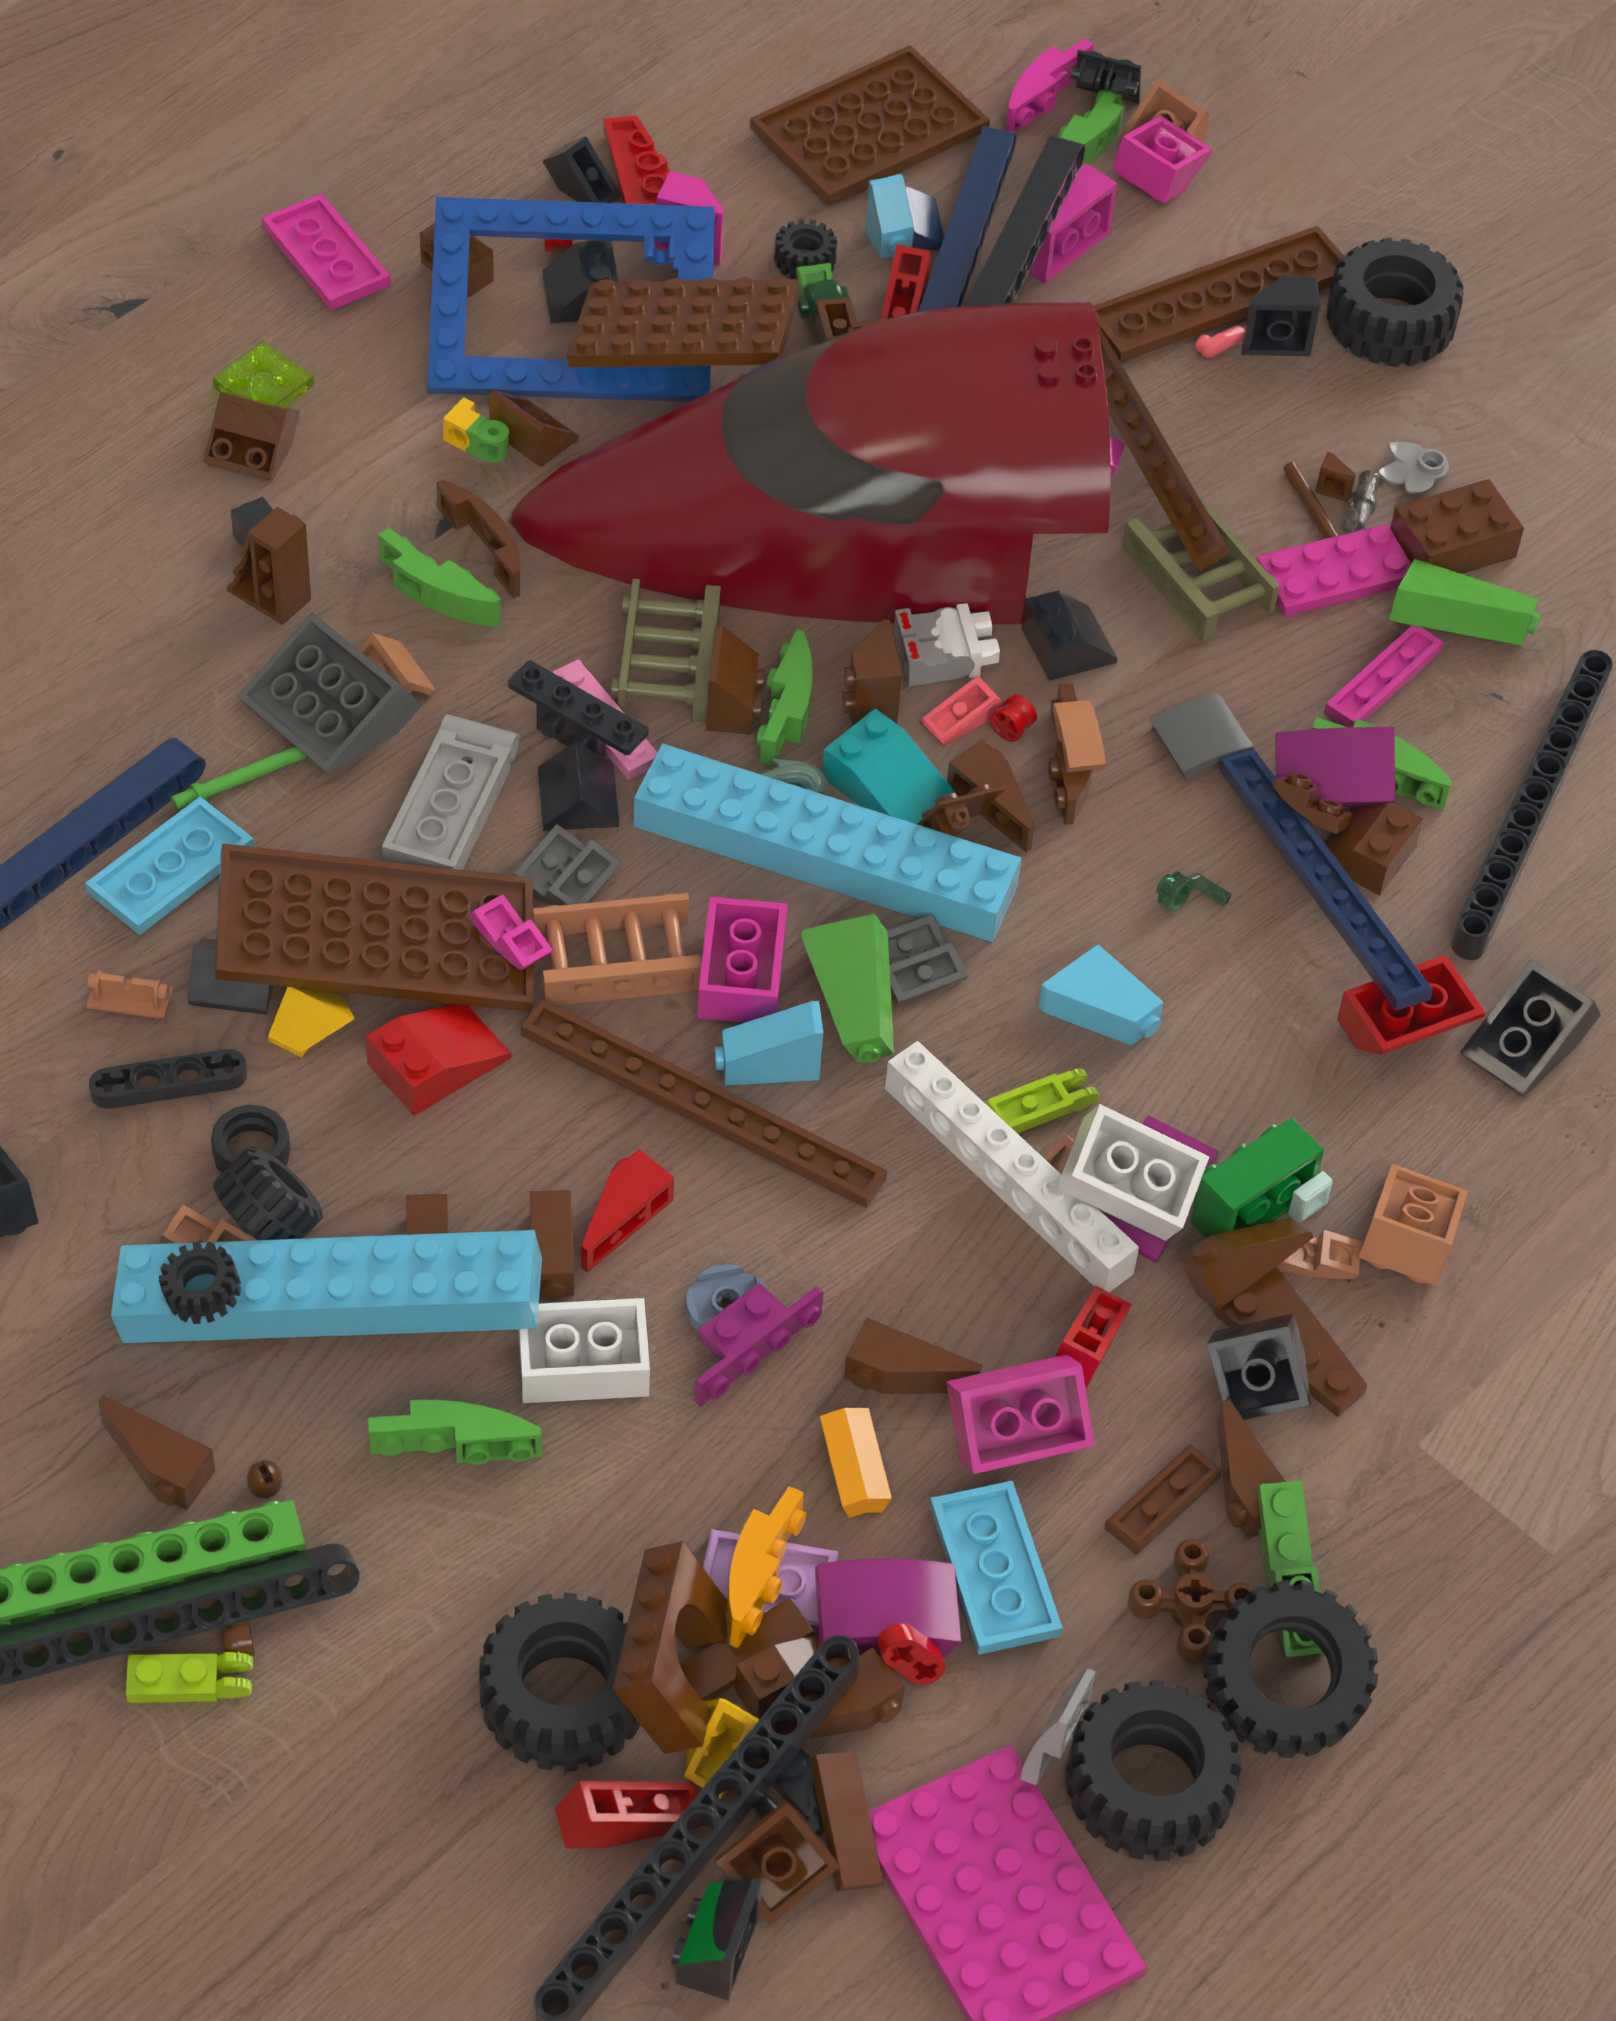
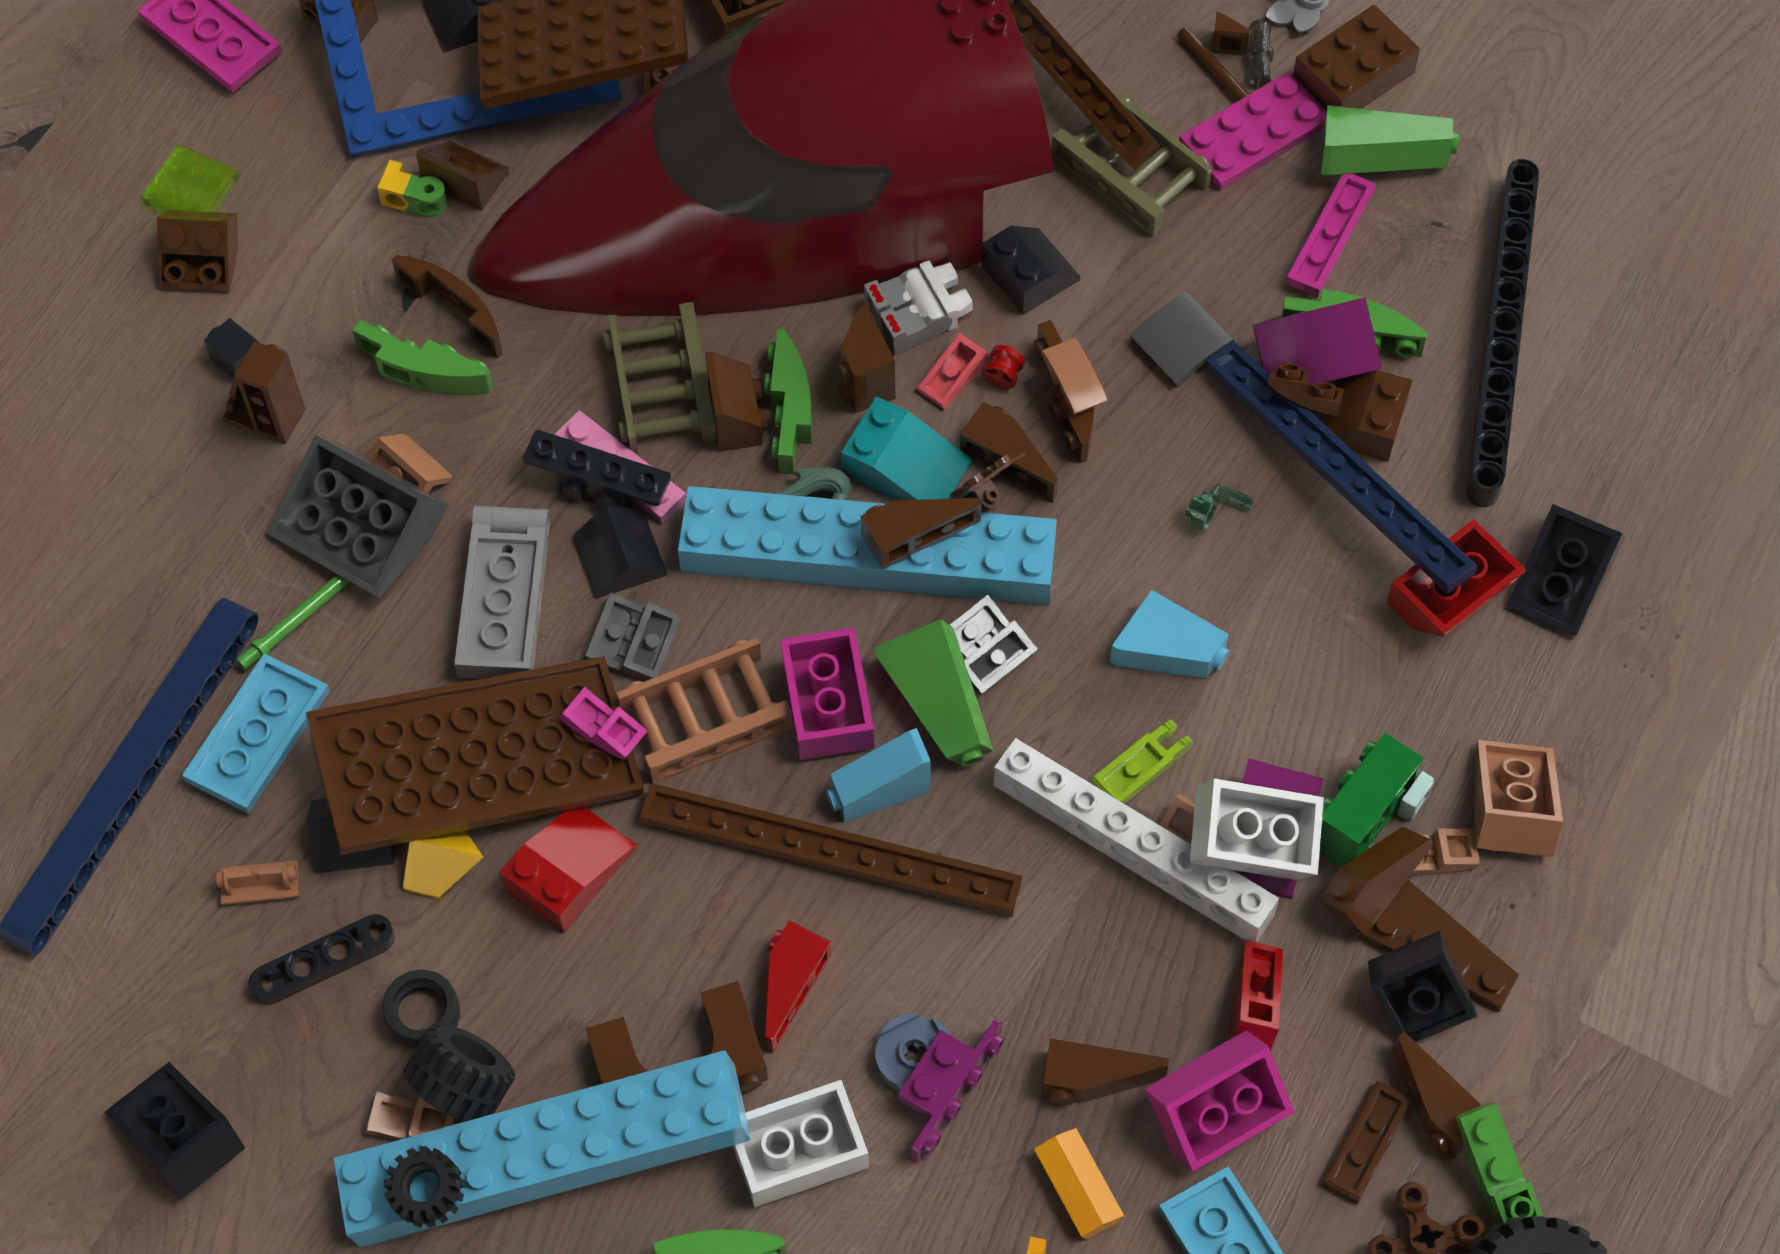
camera: 10 degrees left, 10 degrees up
(873, 823) = (912, 525): none -> reddish brown slope

